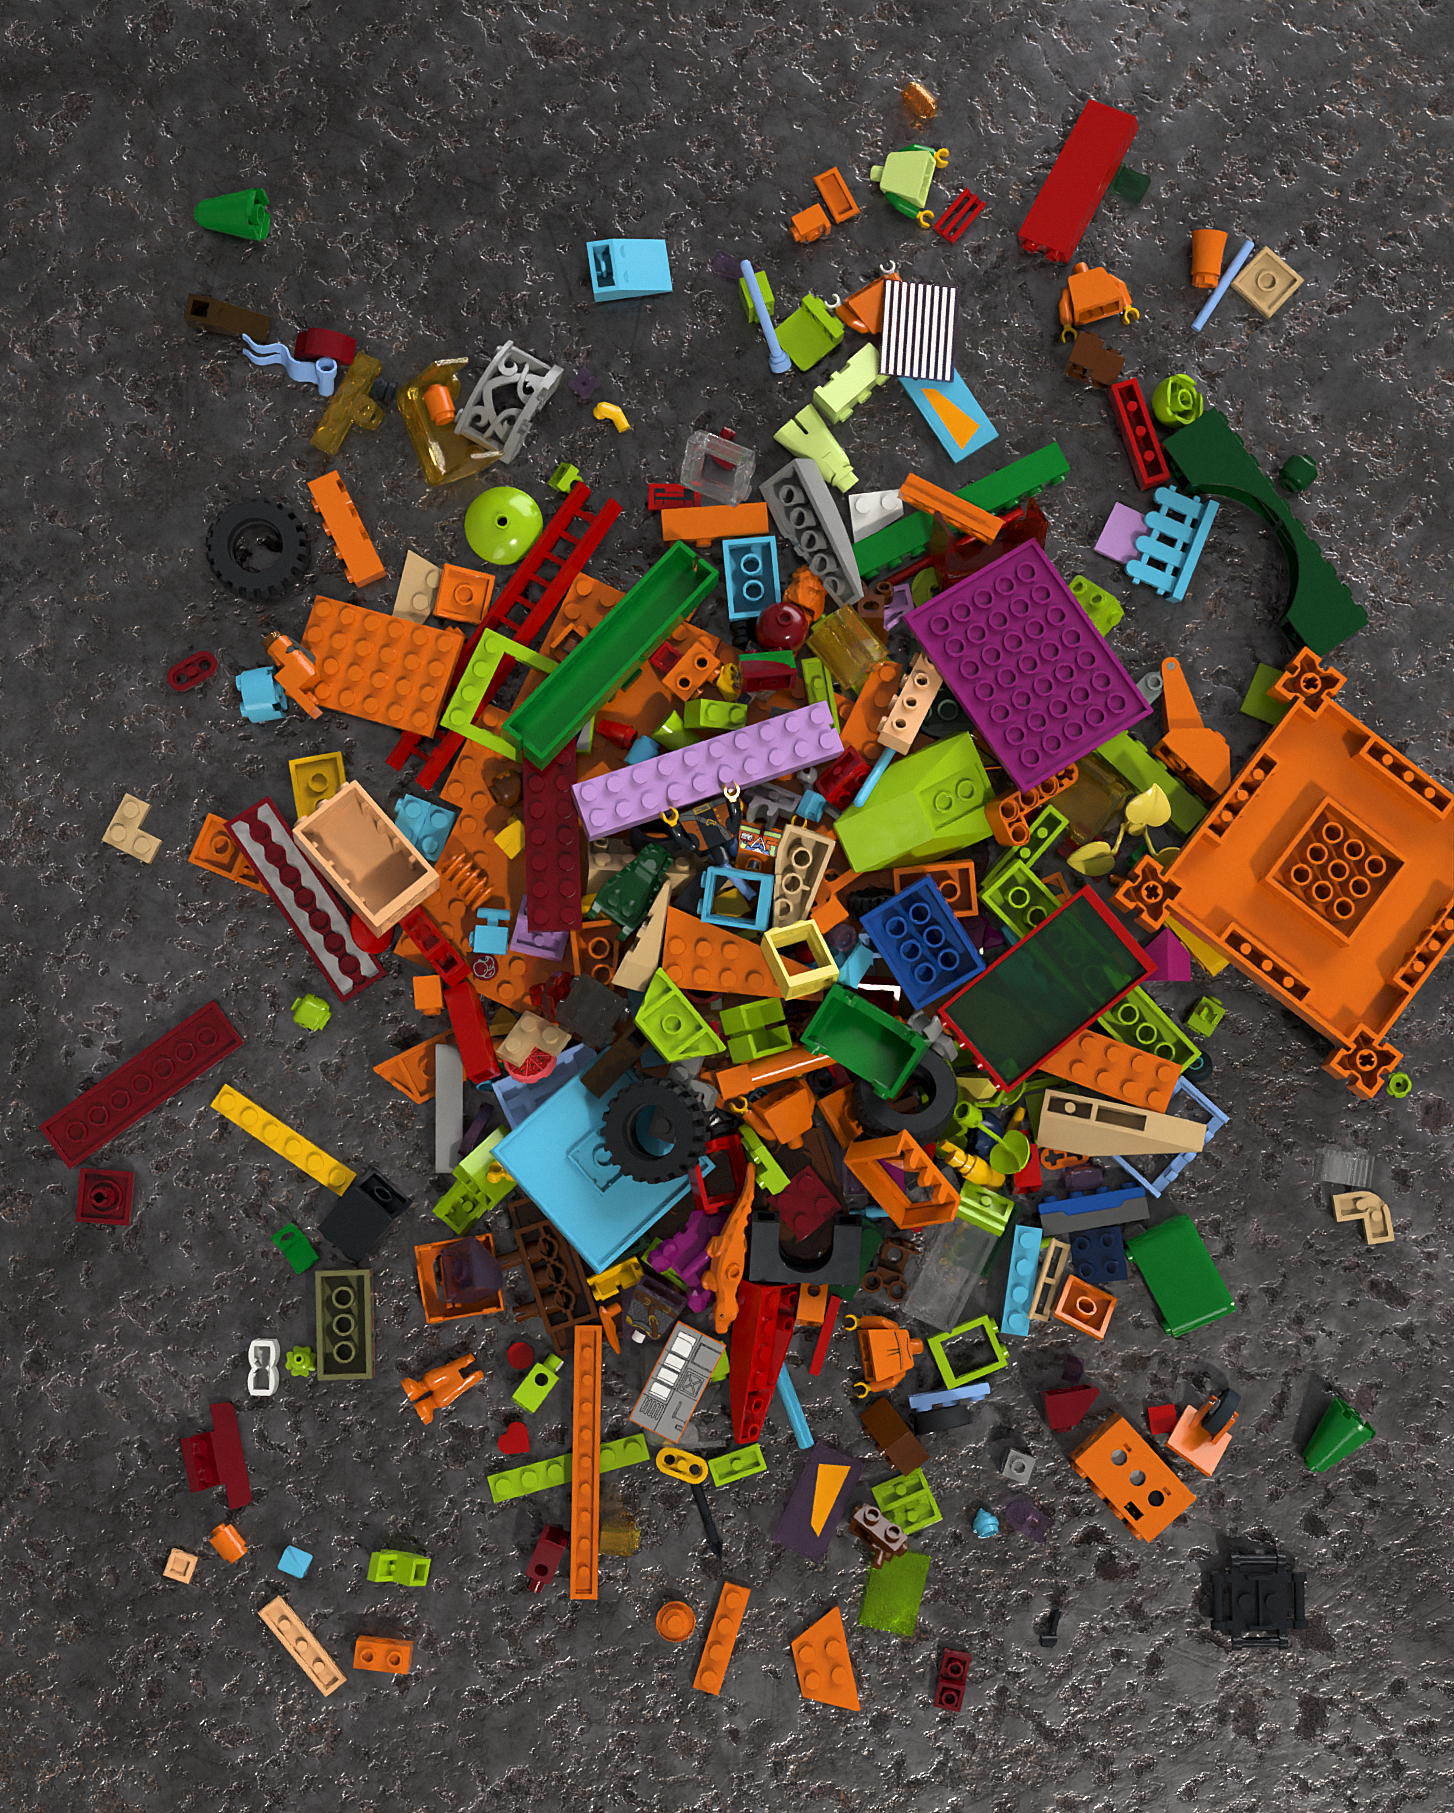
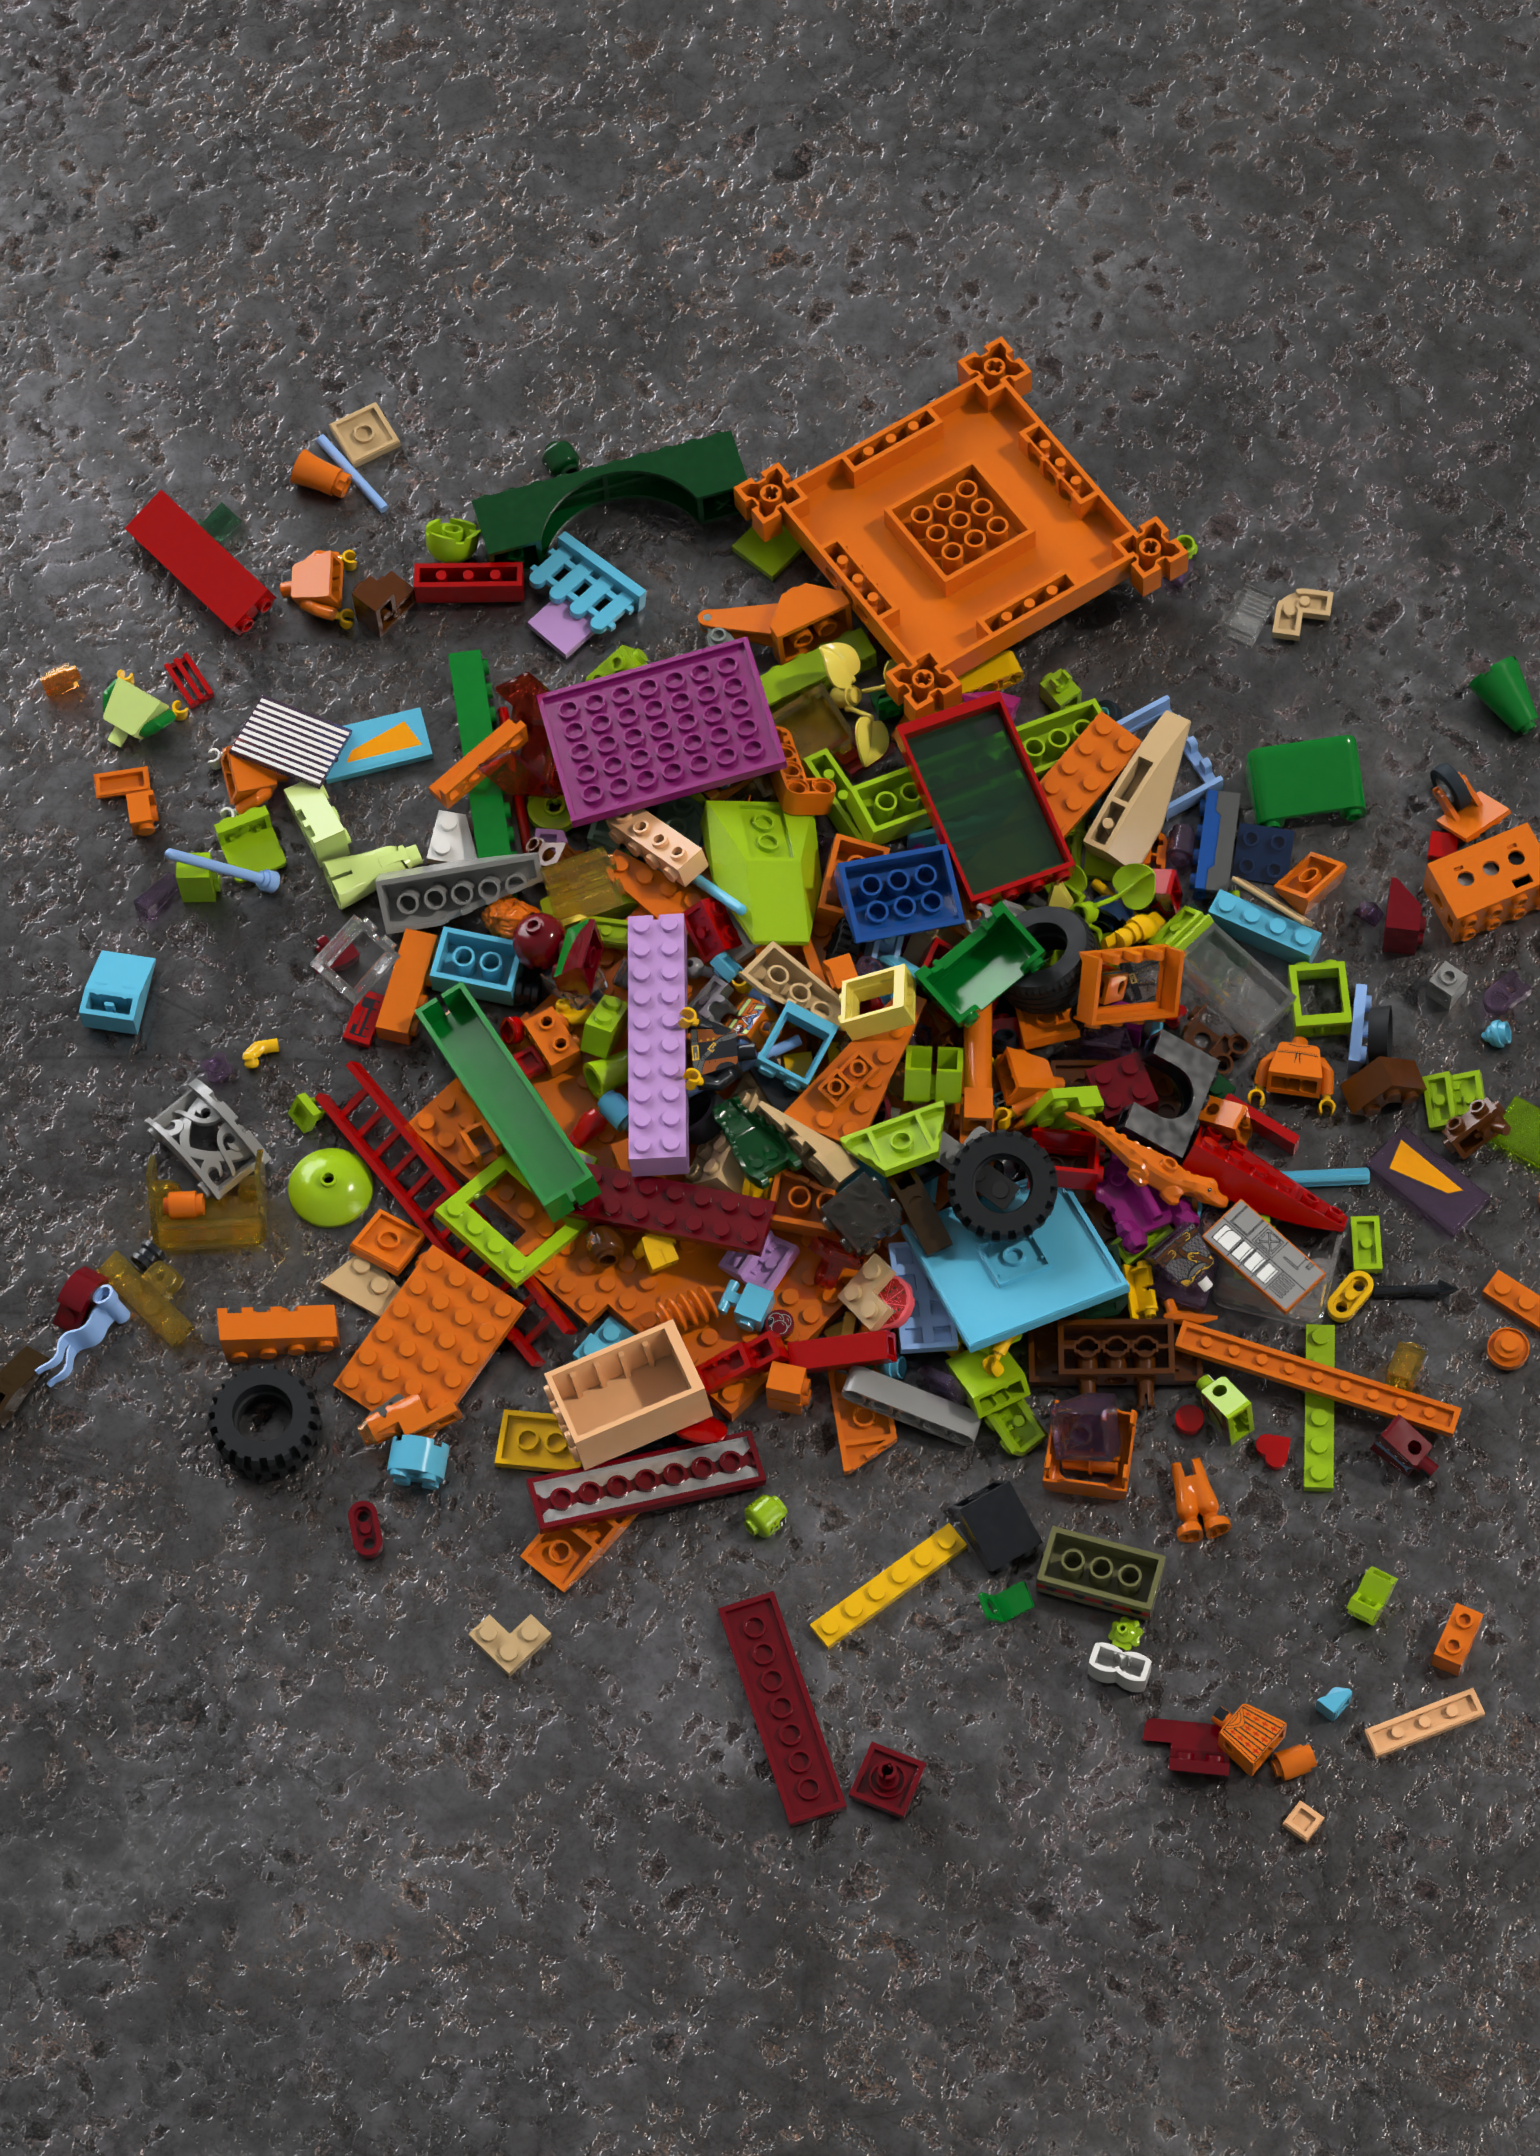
camera: 65 degrees left, 20 degrees down
(235, 1497) = (1248, 1735): none -> orange torso
(691, 633) = (512, 1030): none -> red tile
(718, 956) = (849, 1079): none -> orange slope

